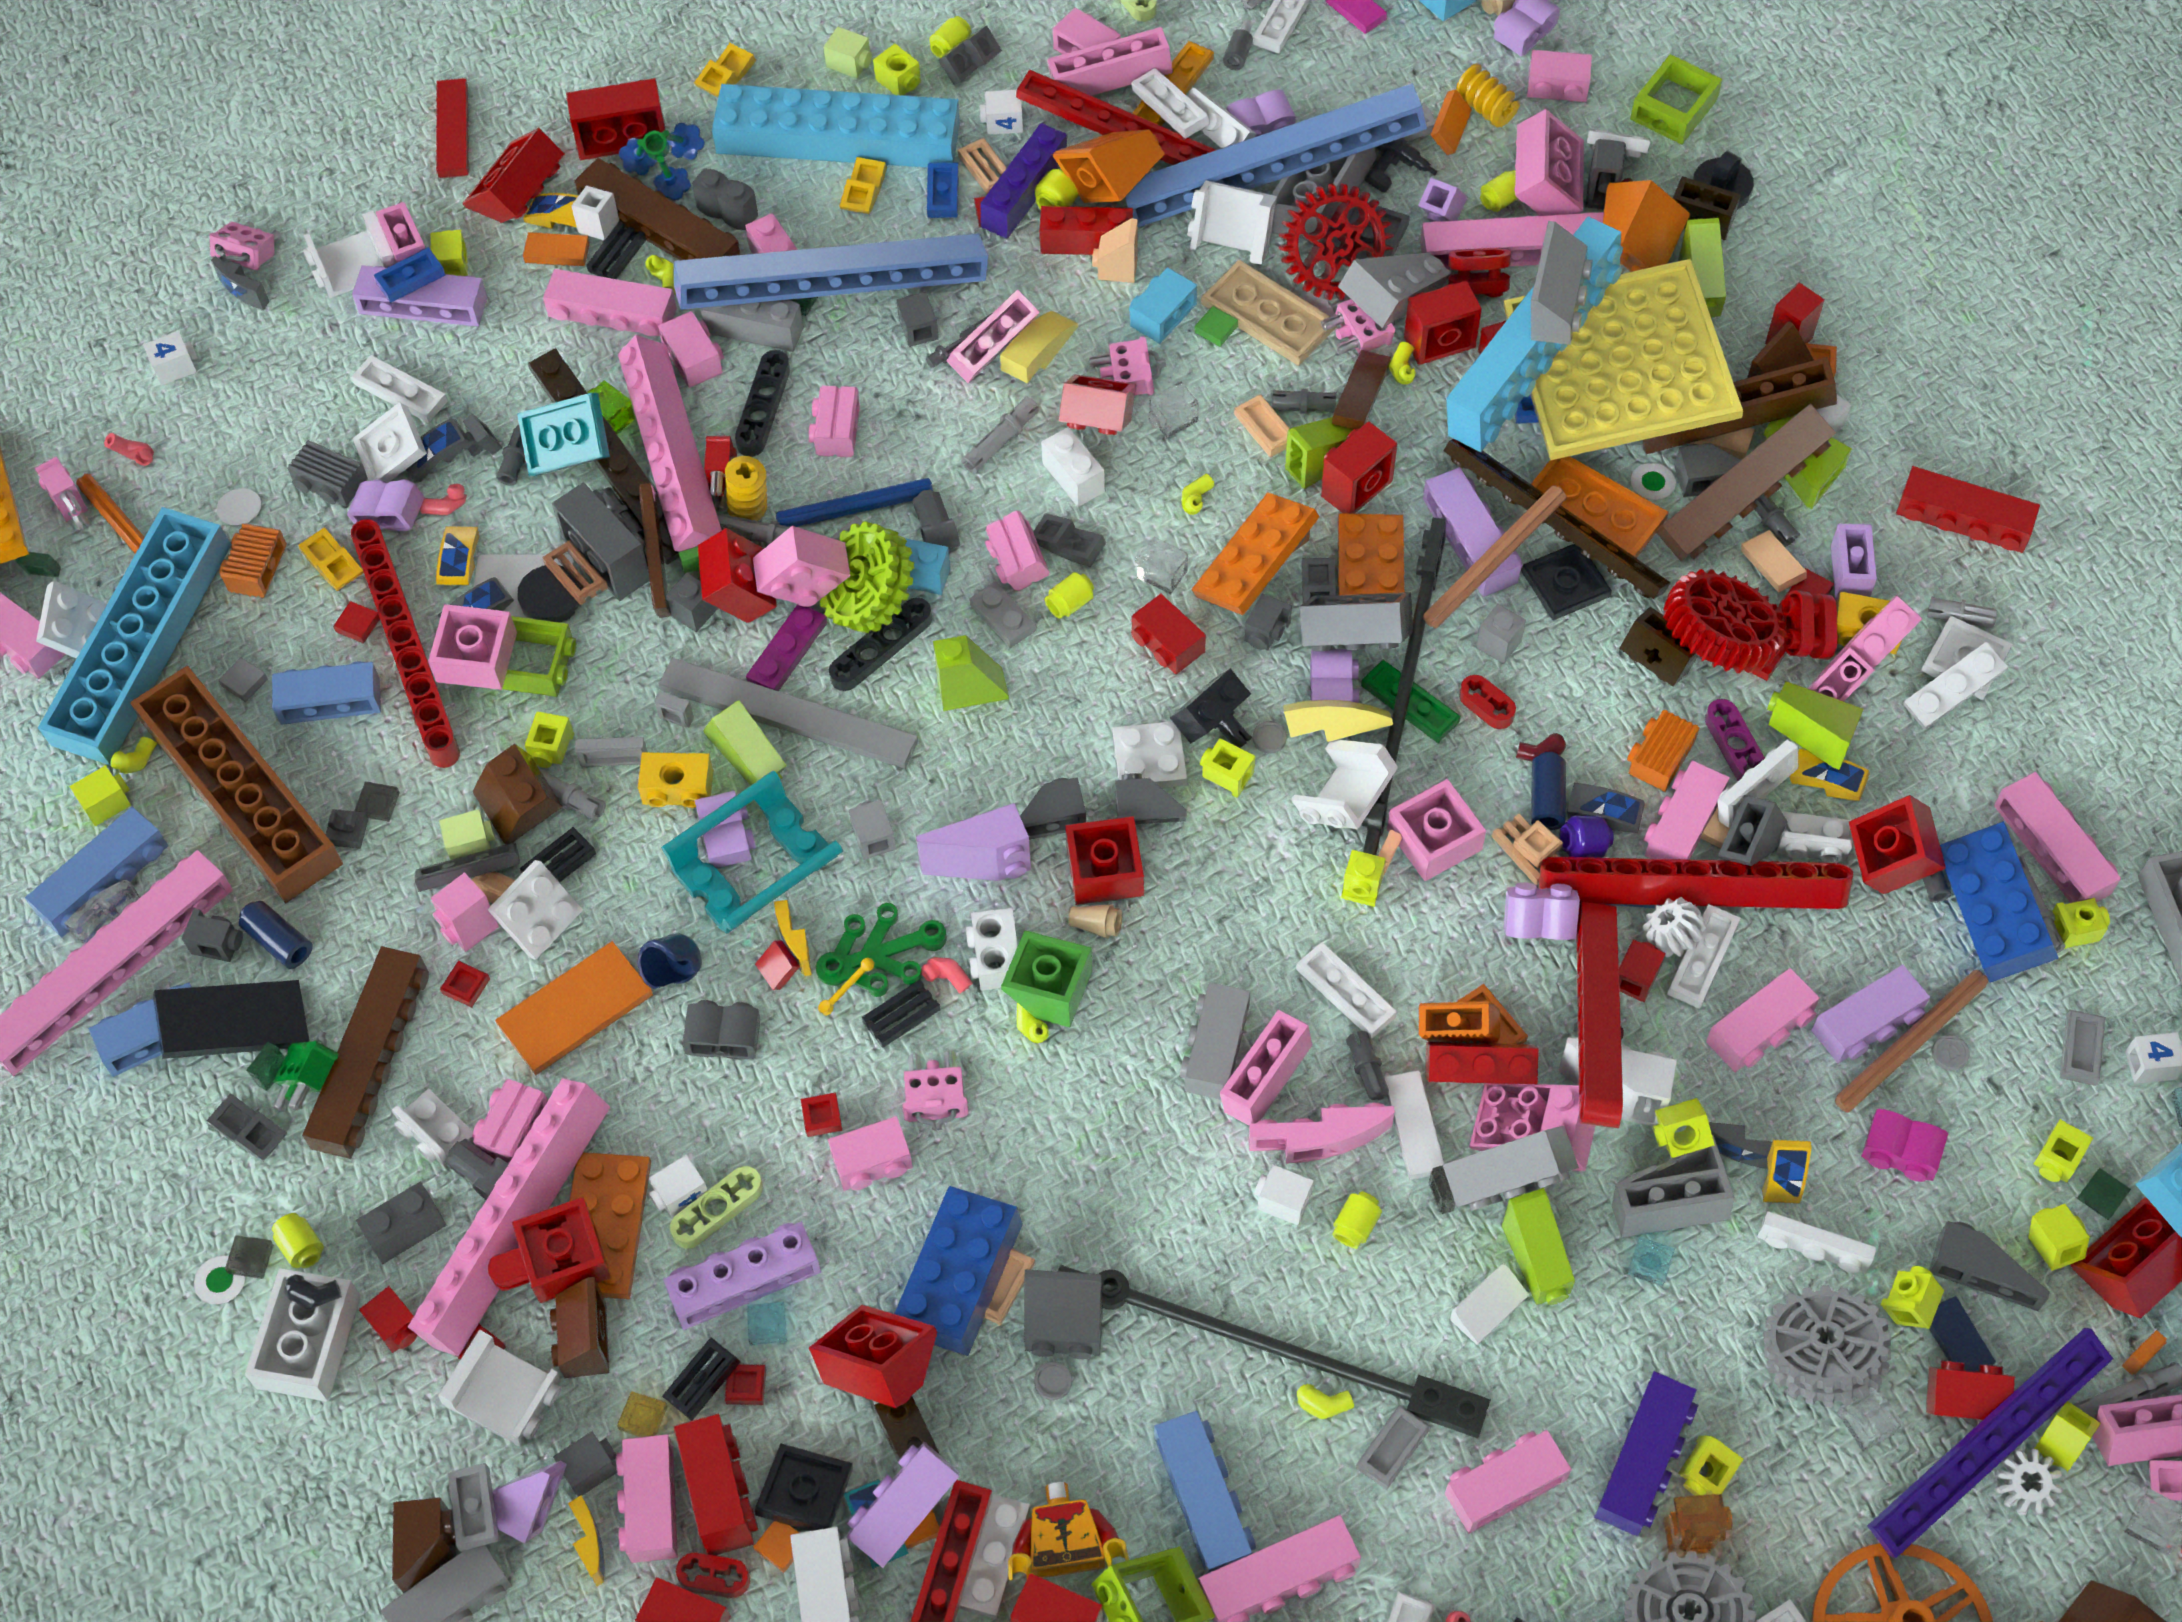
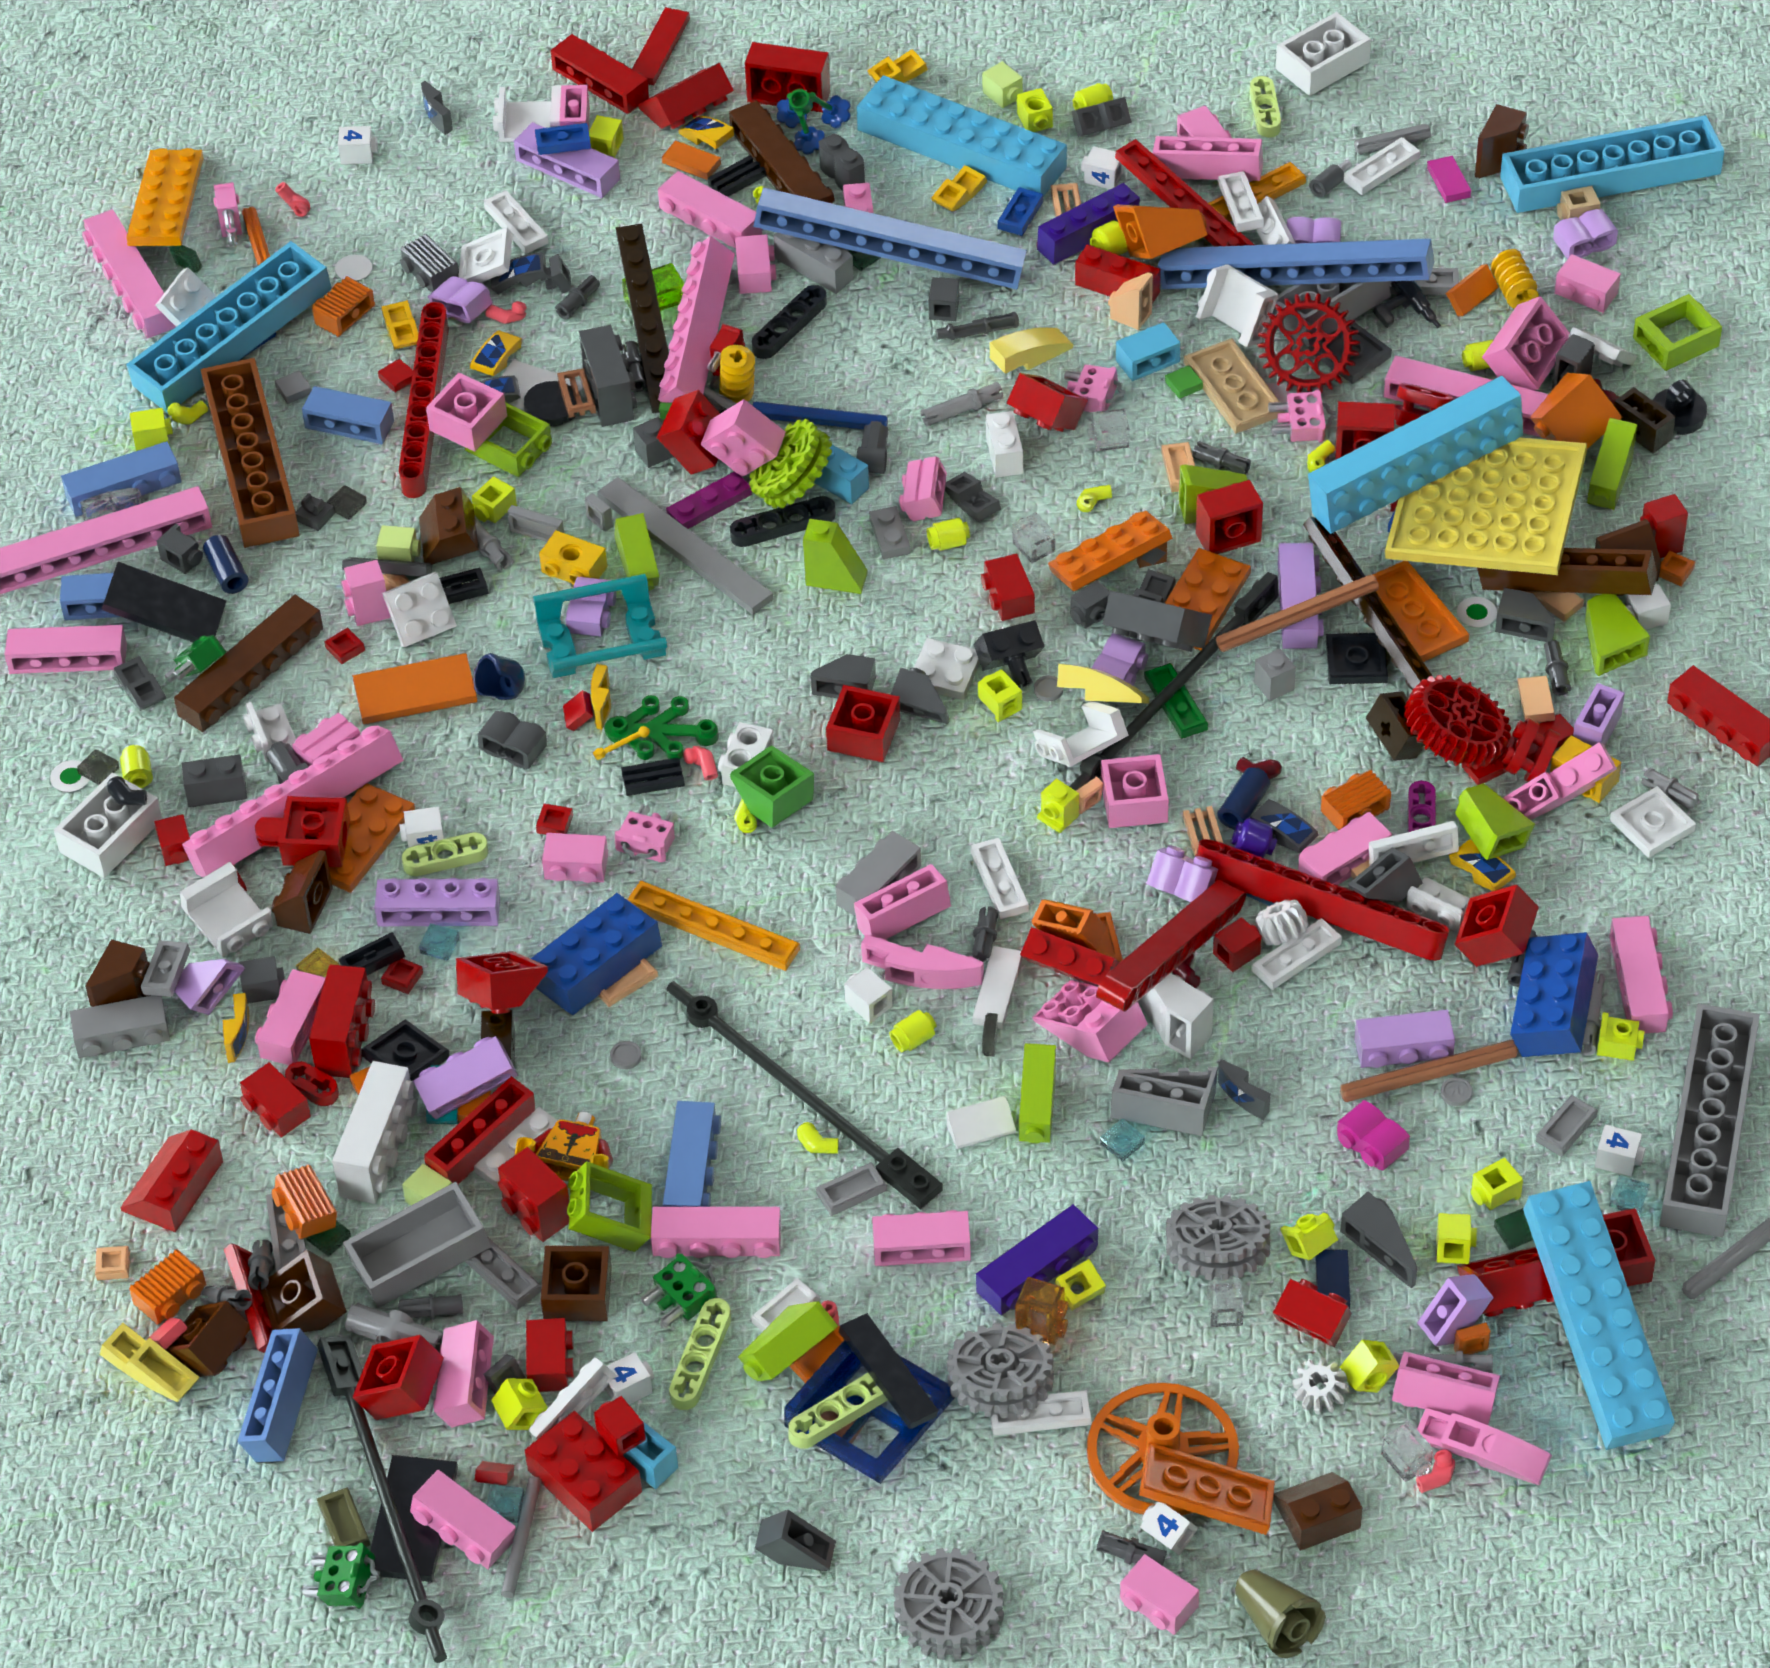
camera: 25 degrees right, 10 degrees down
(135, 1118) = (65, 649): none -> bright pink brick
(243, 244) = (453, 81): bright pink piece -> none
(266, 1066) = (172, 646): clear green tile -> none
(404, 180) = (602, 73): none -> red brick
(563, 434) = (617, 289): tile -> none
(595, 212) = (732, 140): white brick -> none
(654, 549) = (643, 392): reddish brown tile -> none
(835, 421) = (837, 351): bright pink brick -> none
(872, 829) = (701, 644): light grey brick -> none
(978, 848) = (769, 679): lavender slope -> none
(992, 336) = (975, 333): bright pink brick -> none
(1062, 1313) = (652, 1001): dark grey slope -> none
(1064, 1174) = (714, 926): none -> light orange tile
(1098, 919) = (837, 764): tan cone -> none
(1361, 390) = (1268, 461): reddish brown tile -> none
(1386, 283) = (1324, 384): light grey wedge -> none
(1442, 201) = (1423, 345): lavender brick -> none
(1485, 703) = (1242, 719): red beam -> none
(1511, 1168) = (1042, 1020): light grey brick -> none
(1537, 843) = (1212, 828): light nougat tile -> none
(1559, 286) = (1436, 413): light grey slope -> none
(1693, 1138) = (1204, 1042): neon yellow brick -> none
(1746, 482) = (1540, 629): reddish brown brick -> none
(1763, 1021) = (1313, 1012): bright pink brick -> none
(1787, 1171) = (1261, 1113): slope -> none
(1816, 1243) = (1259, 1174): white plate -> none
(1955, 685) = (1625, 835): white plate -> none
(1990, 1442) = (1303, 1344): dark purple tile -> none
(2125, 1325) = (1454, 1308): none -> lavender brick

